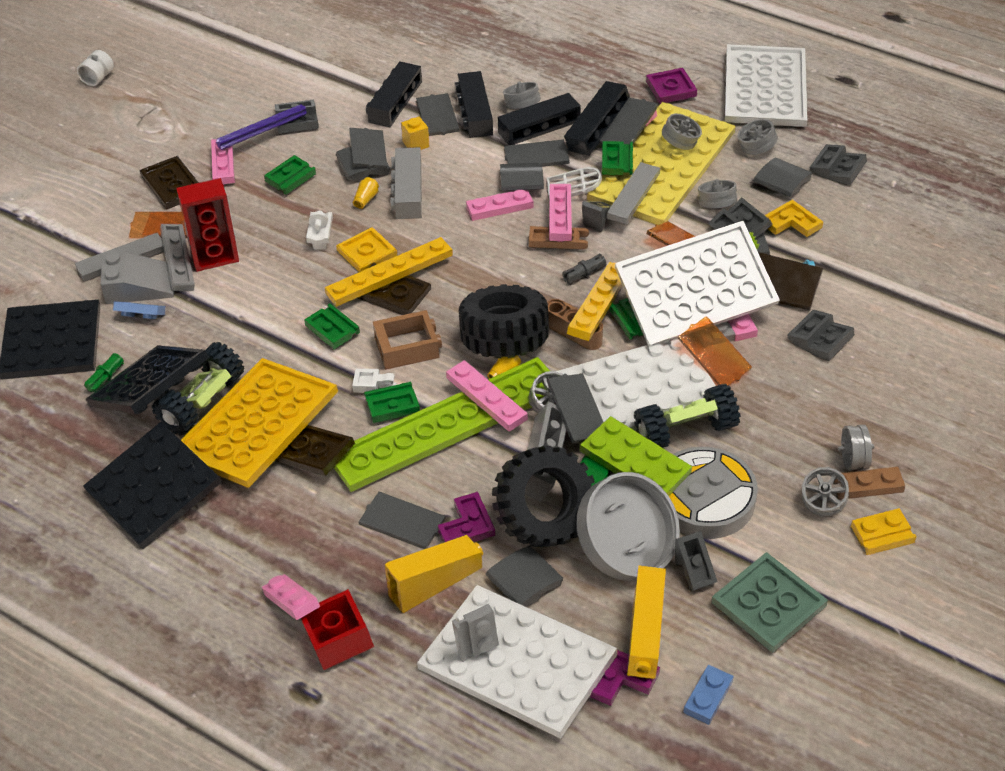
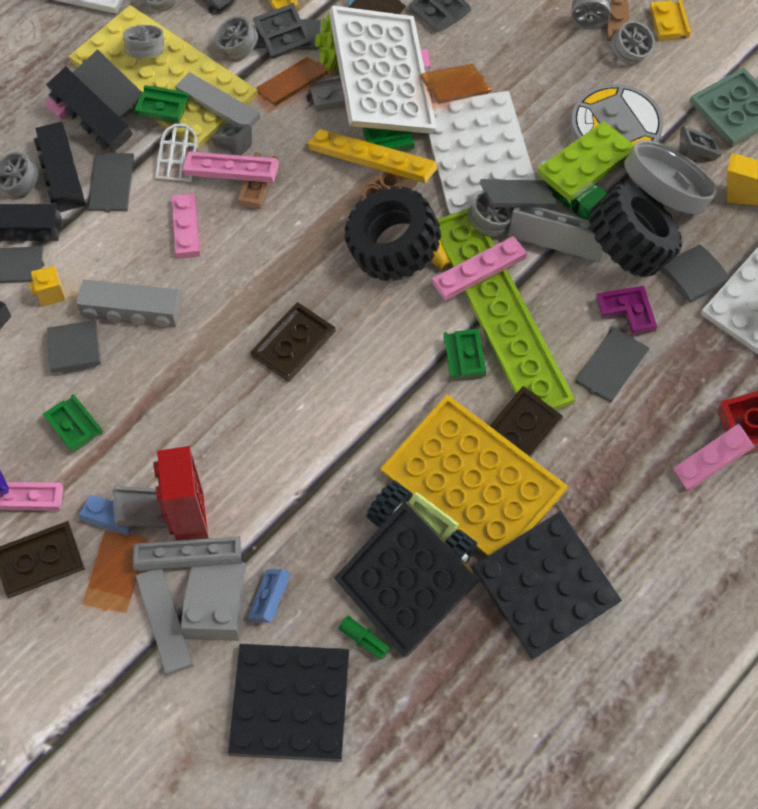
camera: 80 degrees left, 15 degrees up
(319, 229) = (185, 395): white hips -> none
(331, 326) = (342, 399): green plate -> none
(366, 191) = (131, 347): yellow cone -> none
(366, 249) = (224, 358): yellow tile -> none
(367, 148) = (57, 335): dark grey piece -> none
(371, 379) = (431, 371): white plate -> none
(388, 271) = (275, 336): yellow plate -> none
(408, 353) = (380, 352): medium nougat window -> none
(430, 571) = (692, 339): yellow slope -> none
(521, 176) = (151, 197): dark grey slope -> none
(584, 268) = (309, 166): dark grey pin -> none
(671, 85) = (43, 43): magenta plate -> none
(716, 402) = (536, 116): black plate -> none

